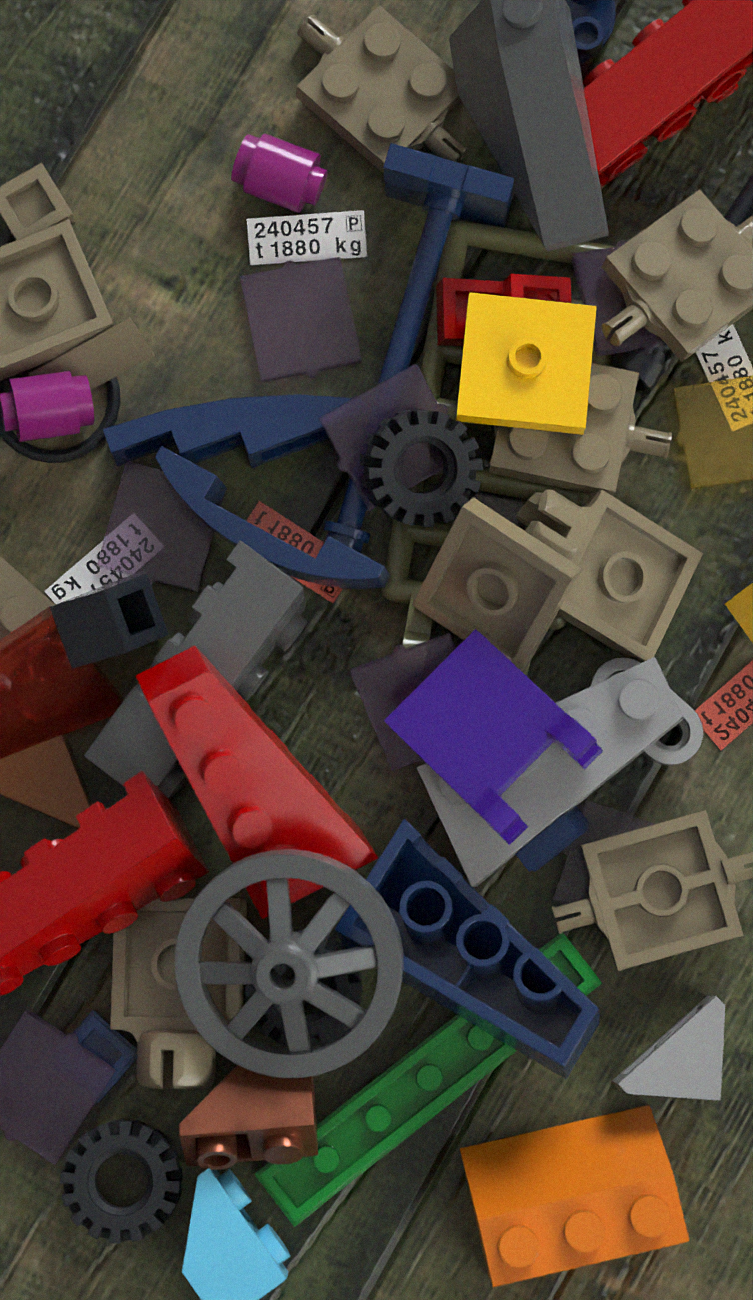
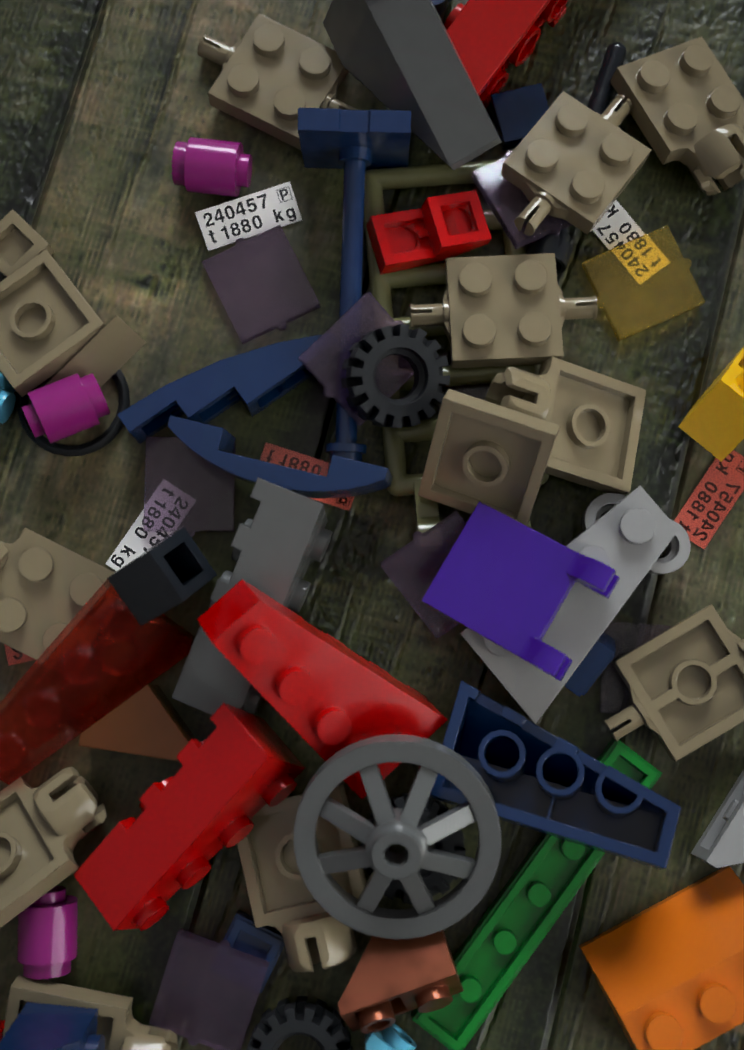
camera: 10 degrees left, 0 degrees up
(526, 363) = (461, 267): yellow plate -> none
(646, 197) = (517, 113): none -> dark blue tile

